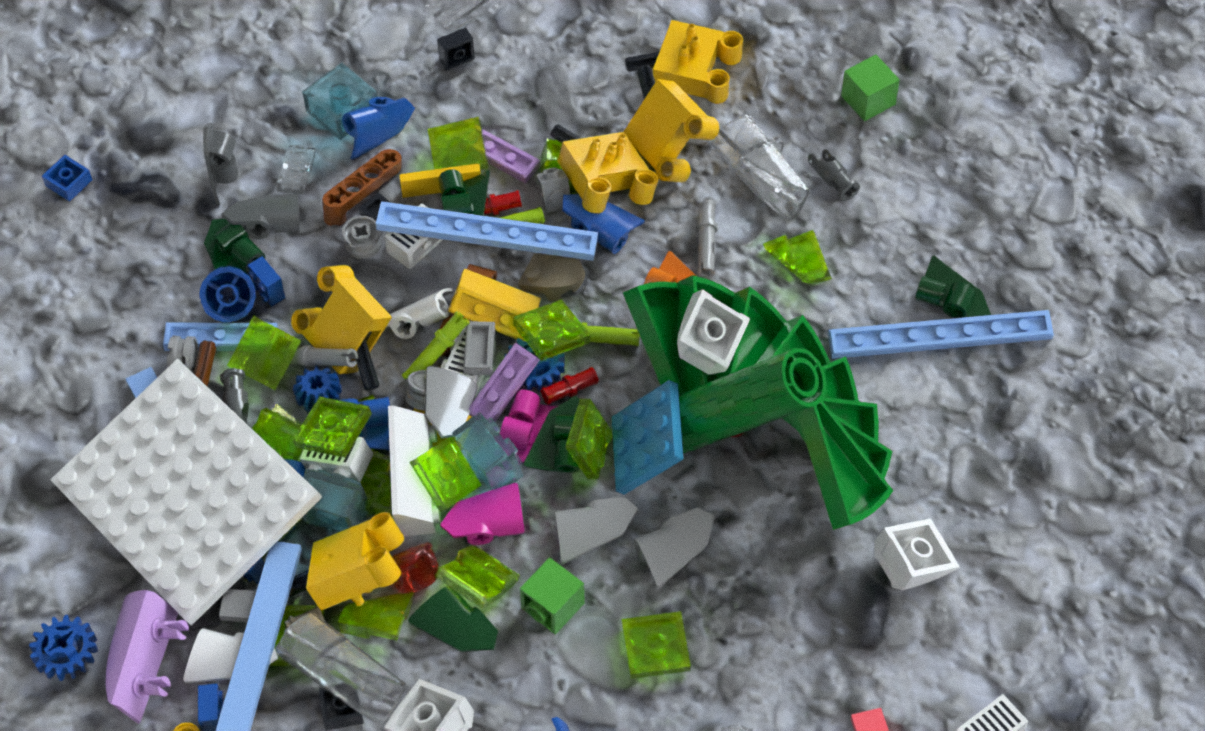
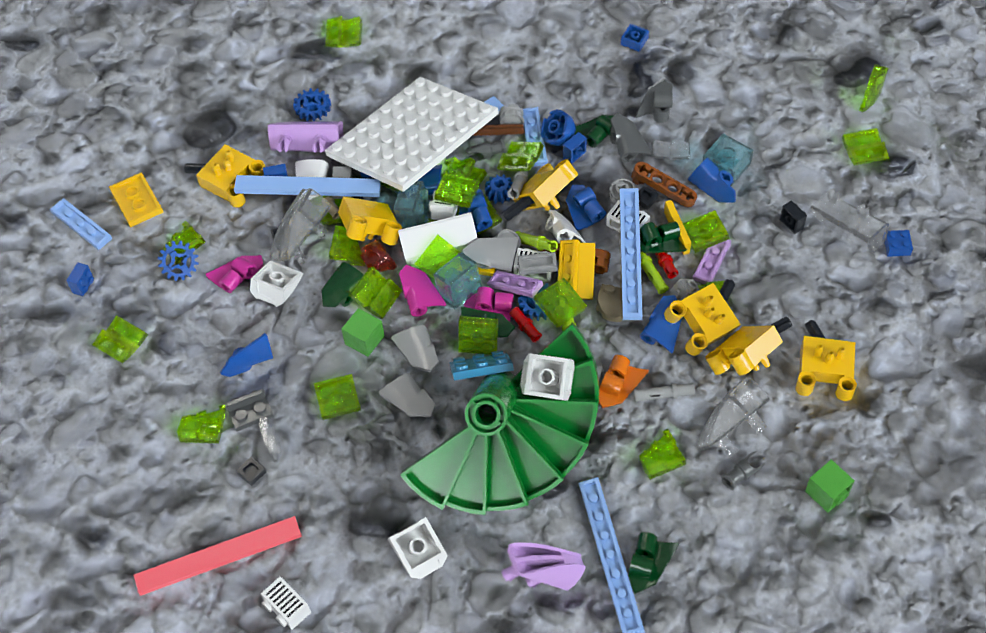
camera: 85 degrees right, 0 degrees up
(384, 283) = (584, 207): none -> blue panel
(974, 389) = (544, 565): none -> lavender piece

